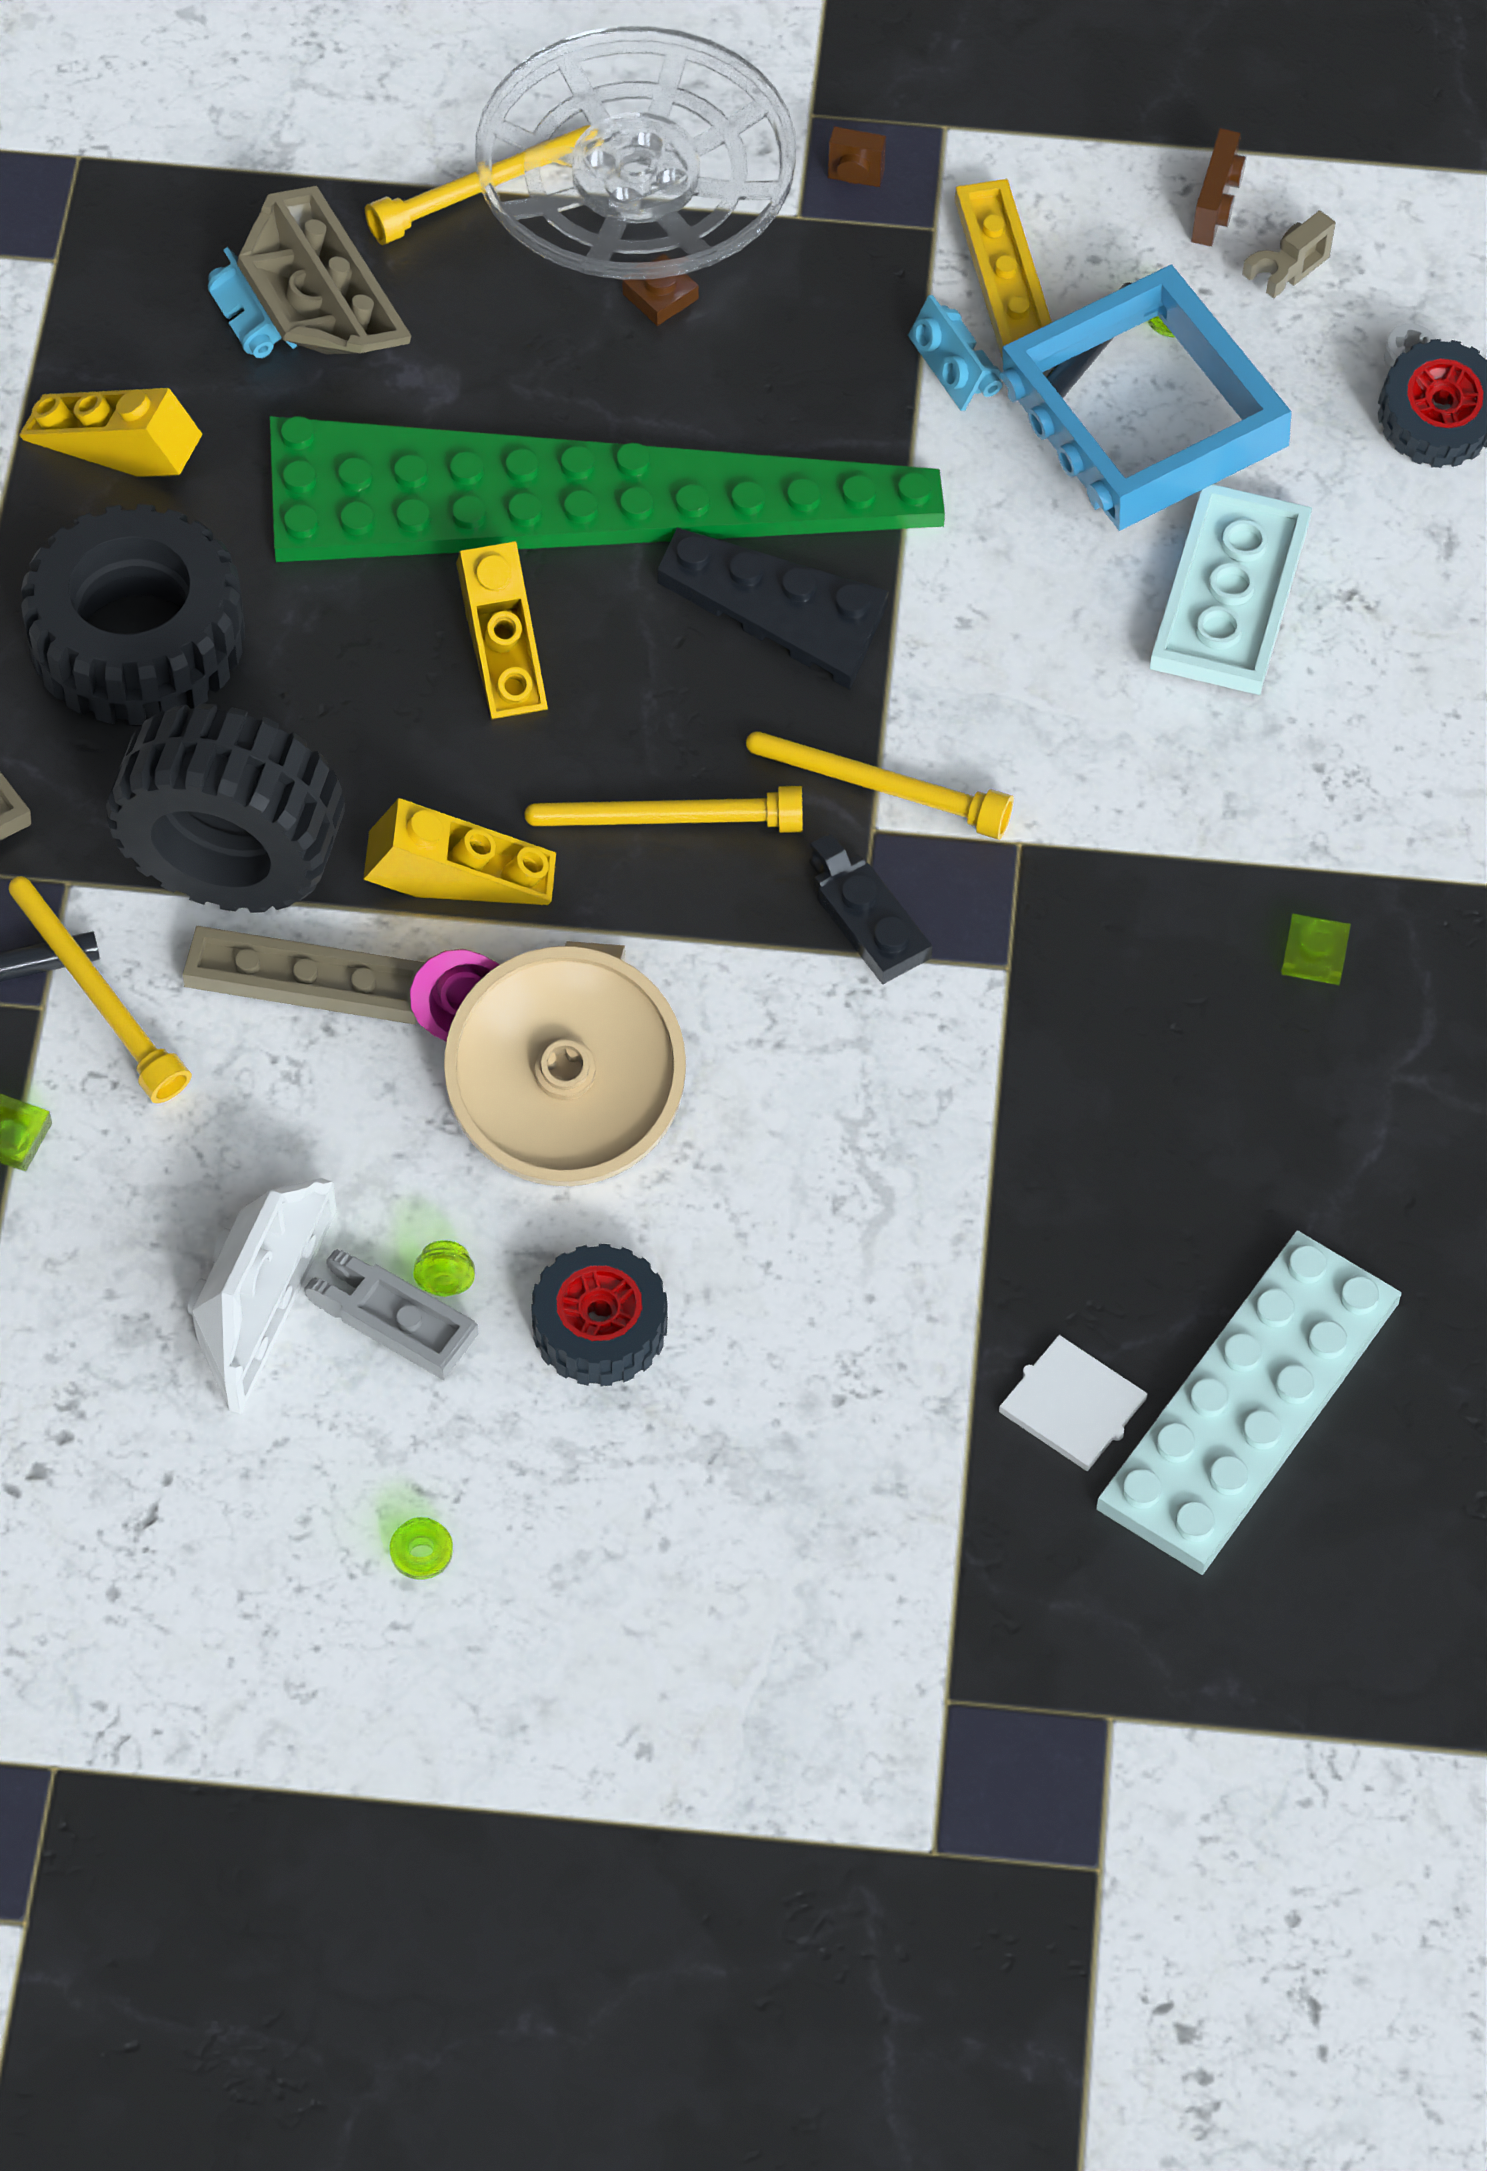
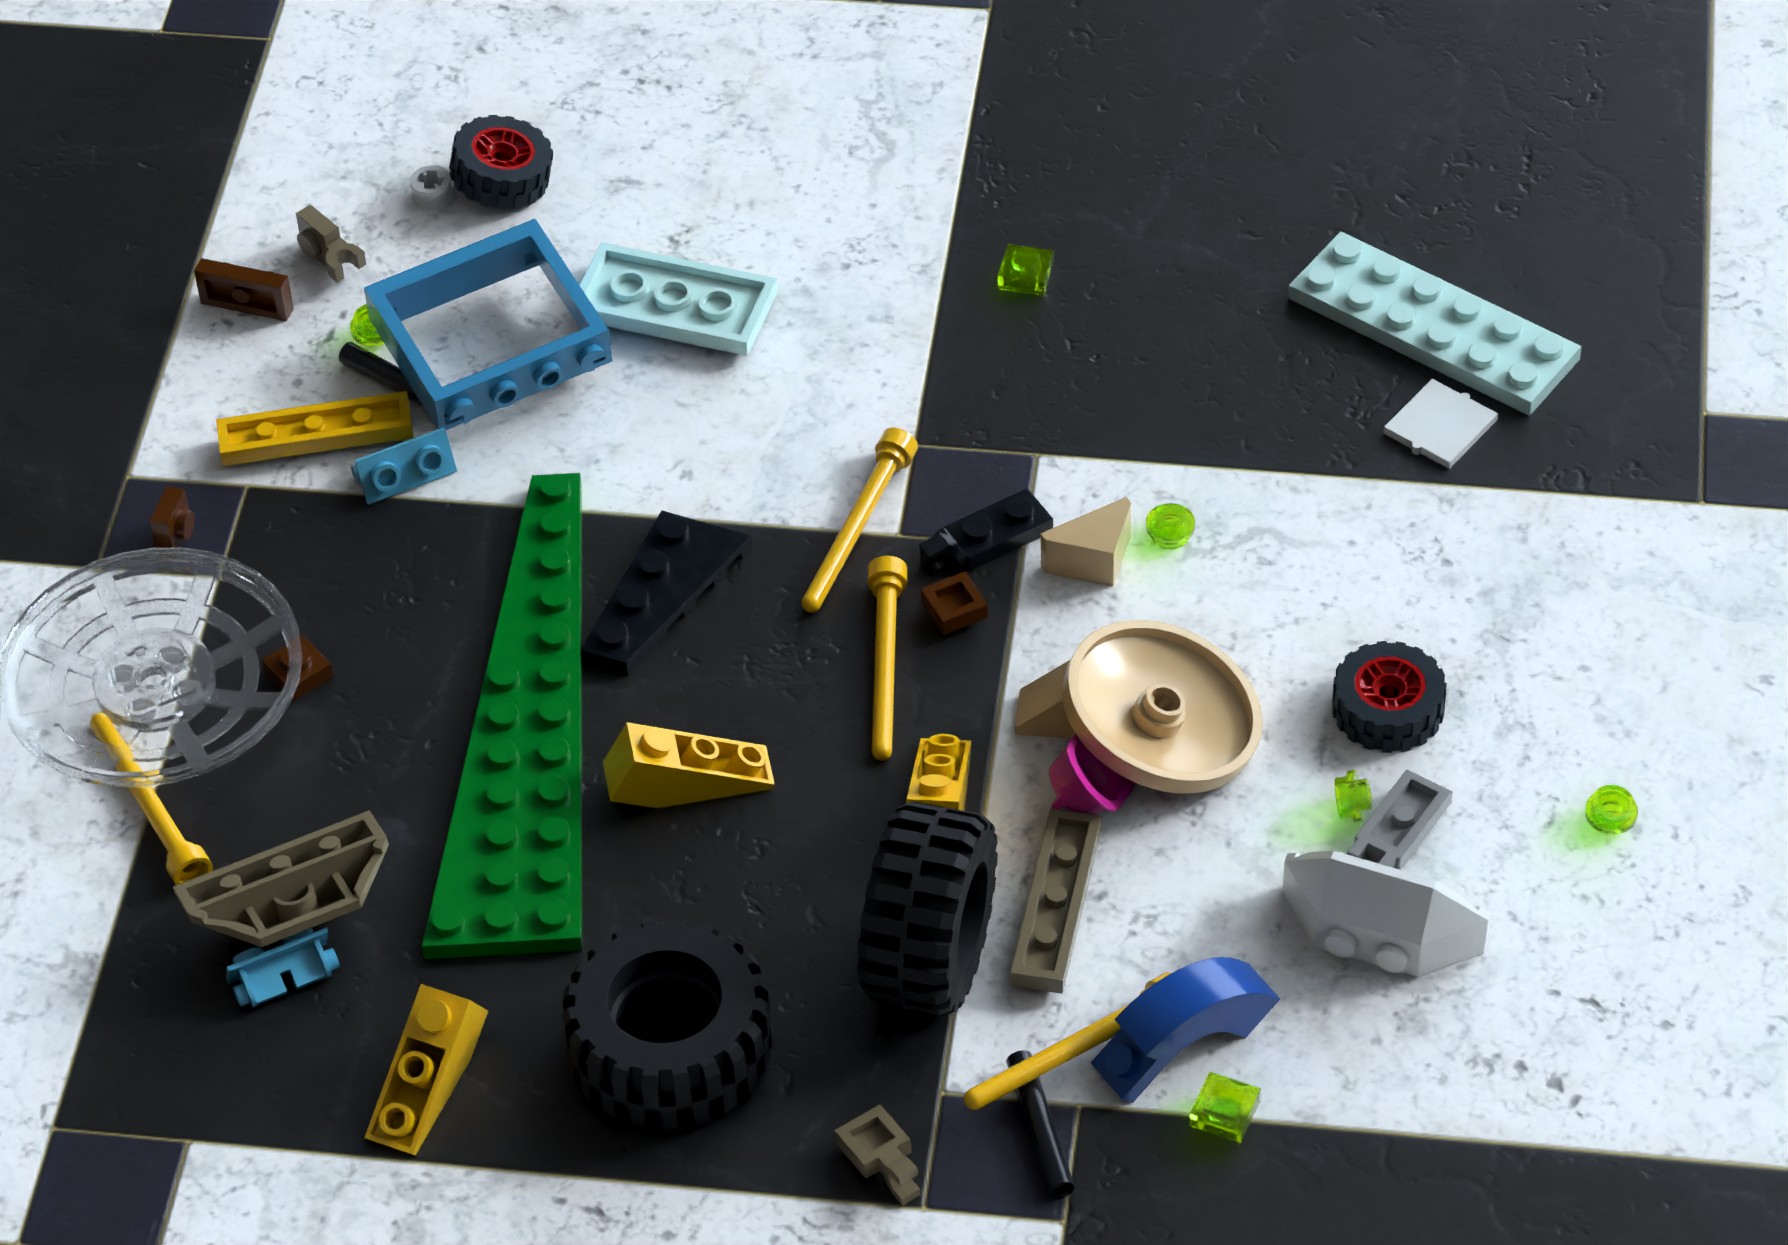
camera: 85 degrees left, 10 degrees down
(118, 1087) = (1175, 1012): none -> blue arch
(747, 874) = (954, 603): none -> reddish brown plate
(838, 1014) = (1089, 545): none -> tan slope
(876, 1109) = (1170, 525): none -> clear neon green plate

